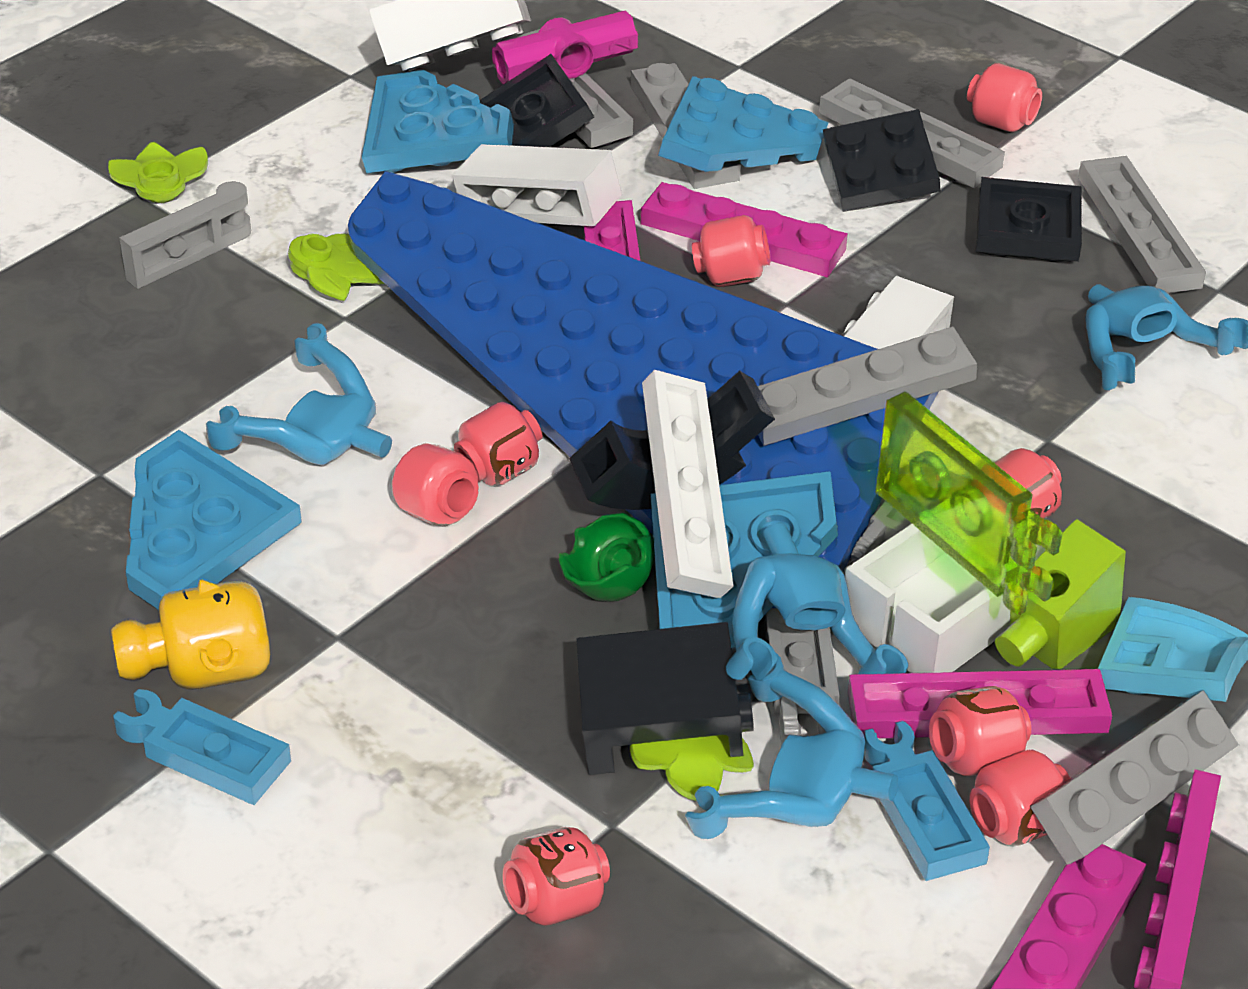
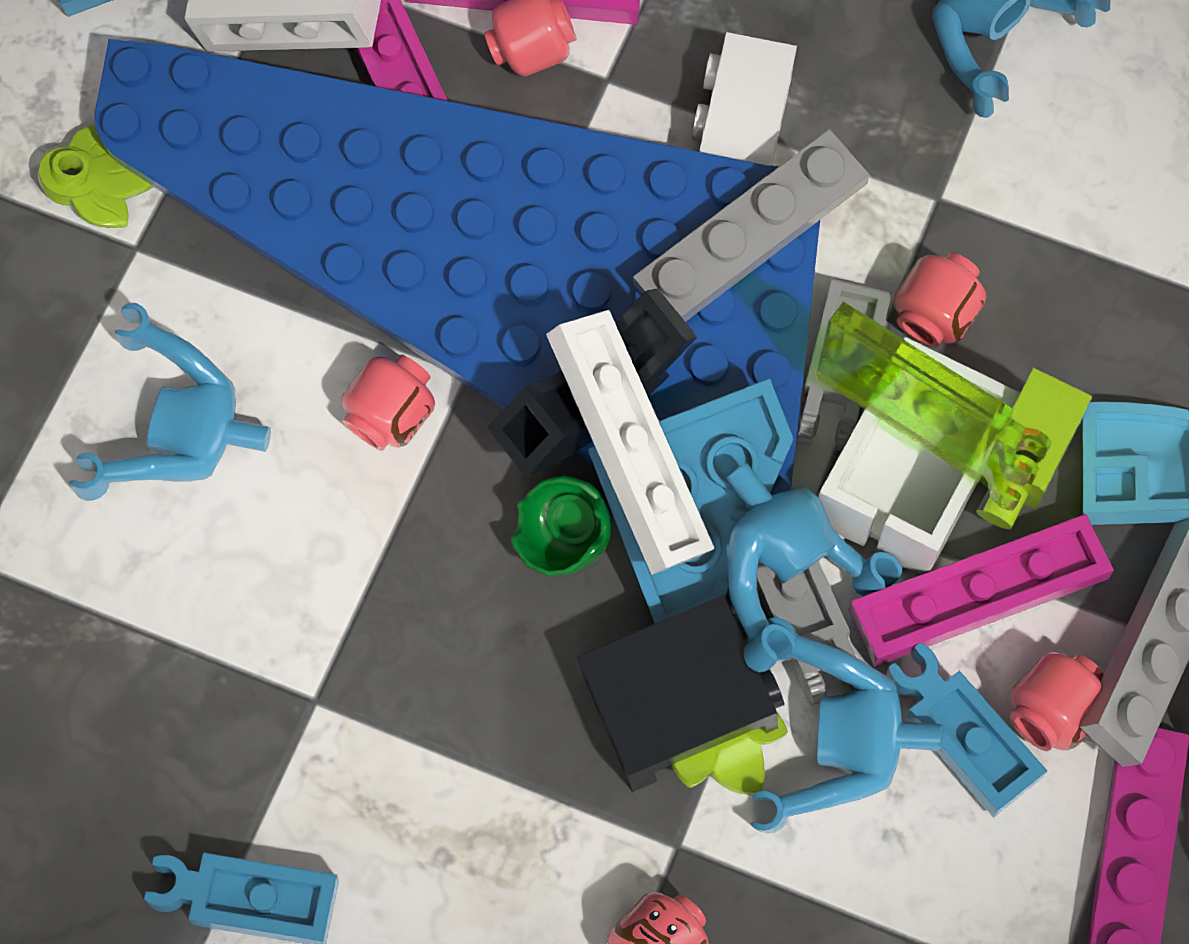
camera: 20 degrees left, 25 degrees up
(197, 518) = (107, 605): dark azure plate -> none
(203, 637) = (190, 767): yellow piece -> none
(435, 484) = (343, 479): coral head -> none
(978, 729) = (1002, 641): coral head -> none

